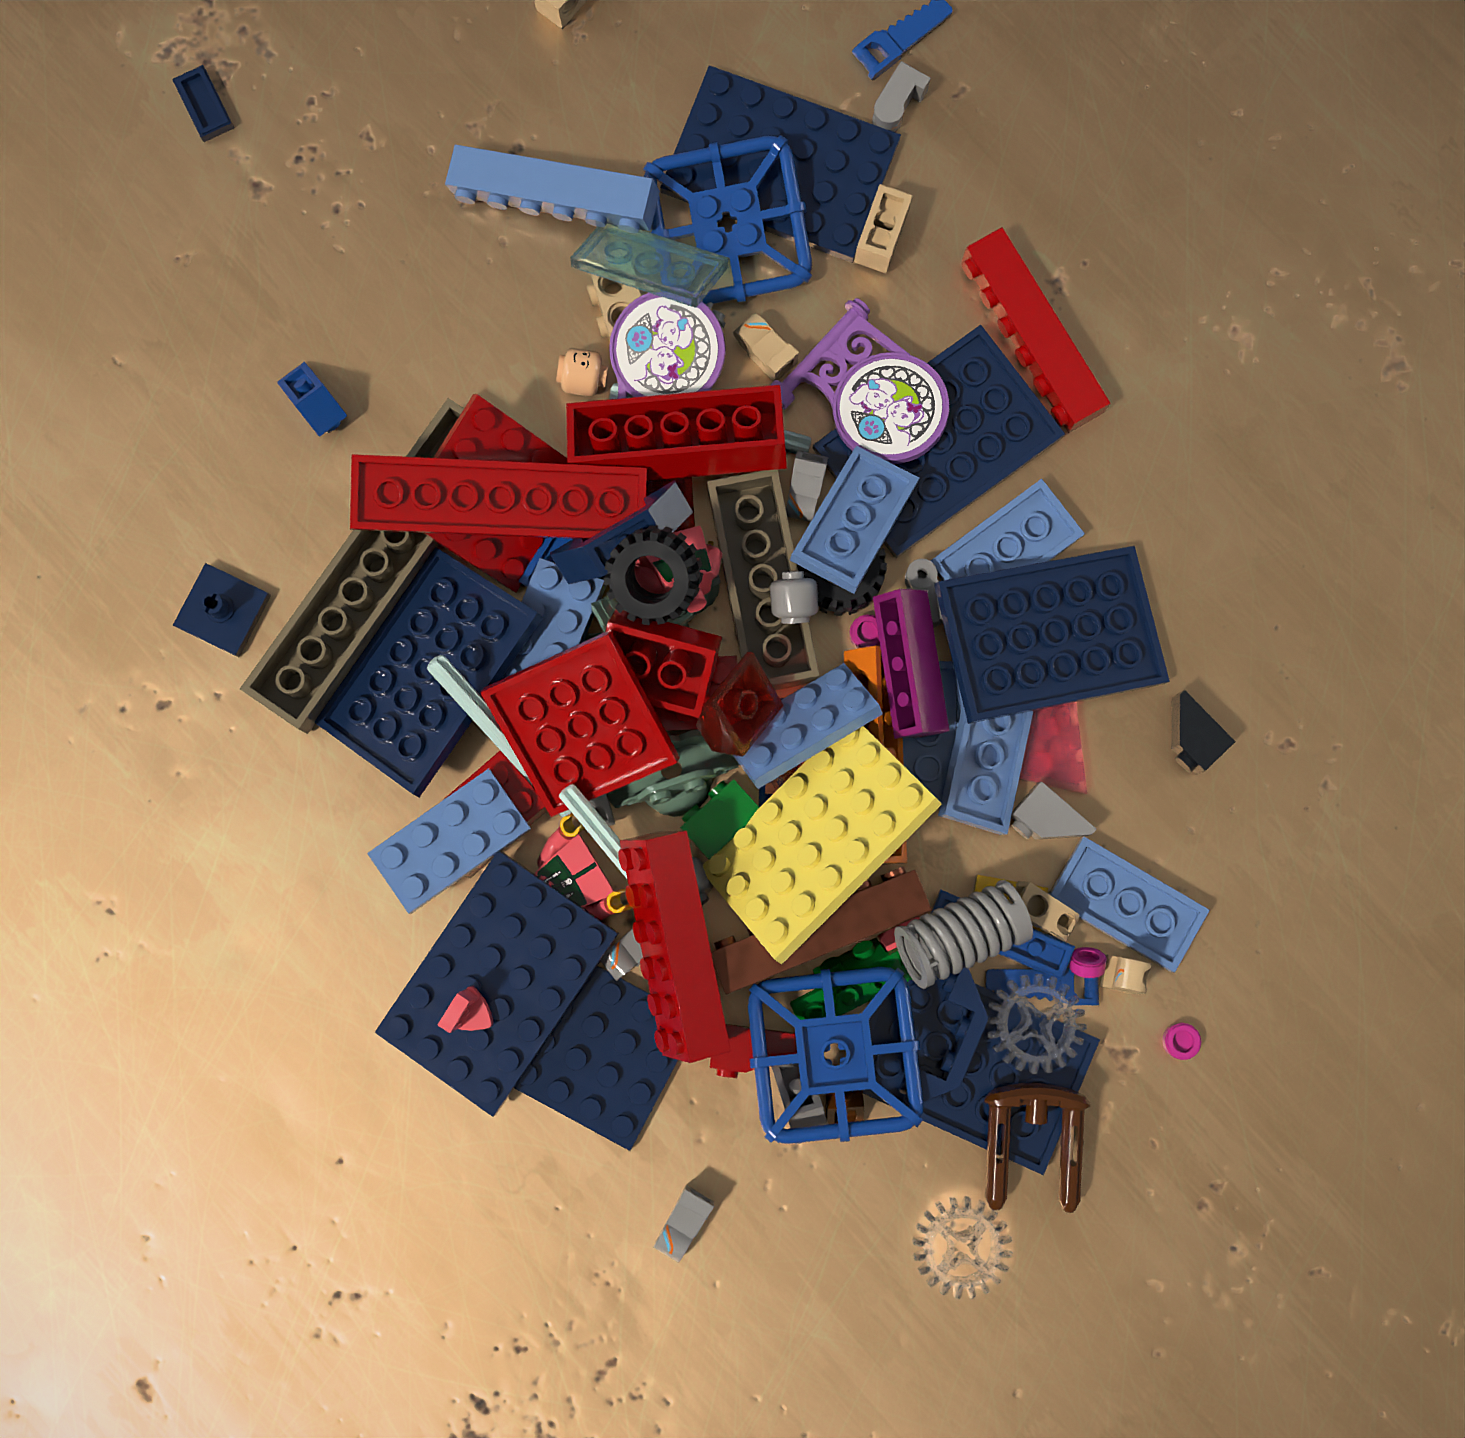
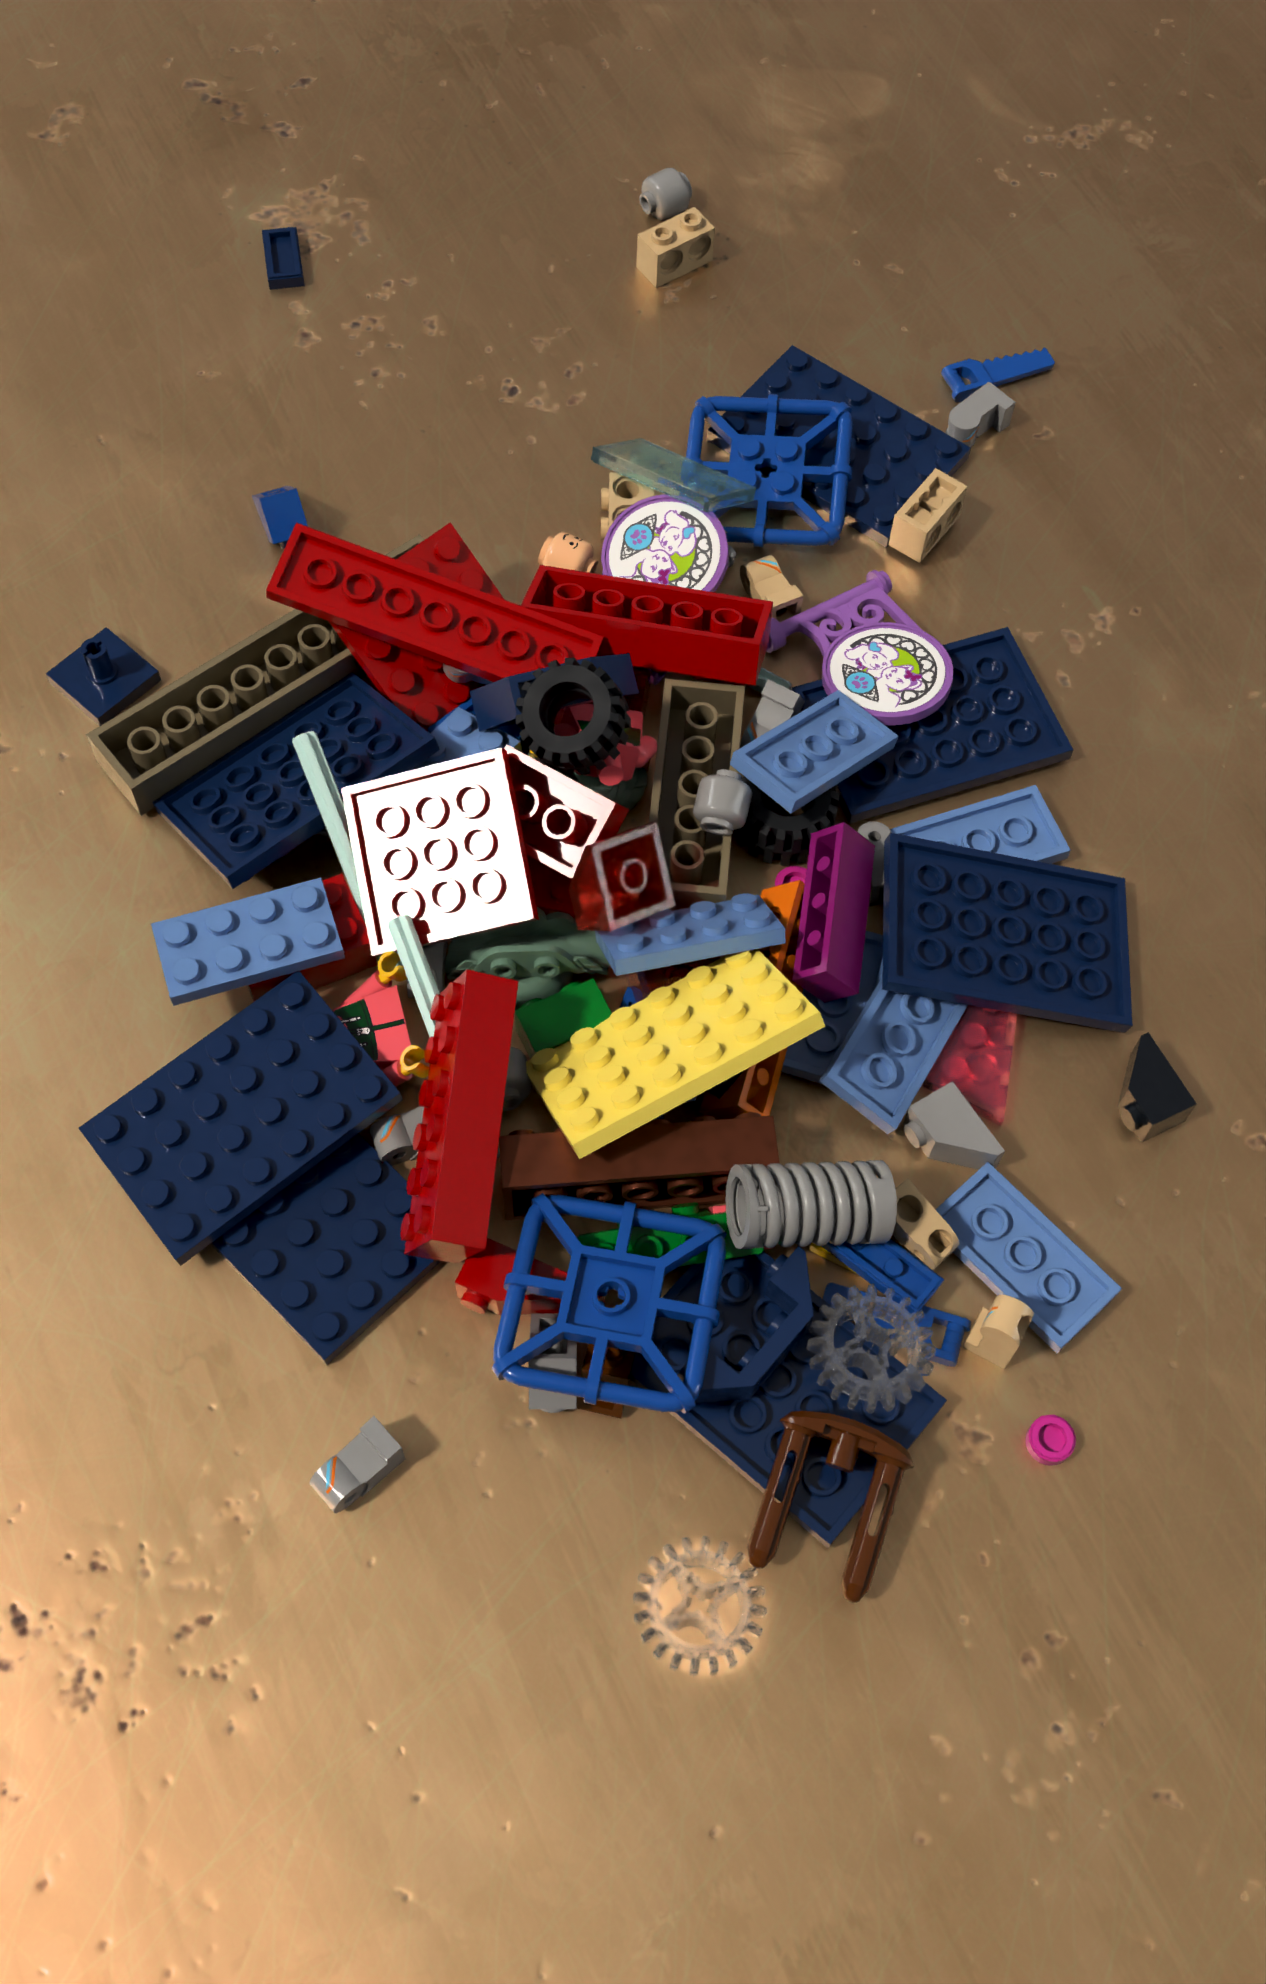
camera: 15 degrees right, 20 degrees down
(467, 1012) = (190, 1121): coral tile -> none
(552, 188) = (599, 394): medium blue brick -> none
(1035, 330) = (1066, 651): red brick -> none
(1088, 962) = (955, 1306): dark pink tile -> none

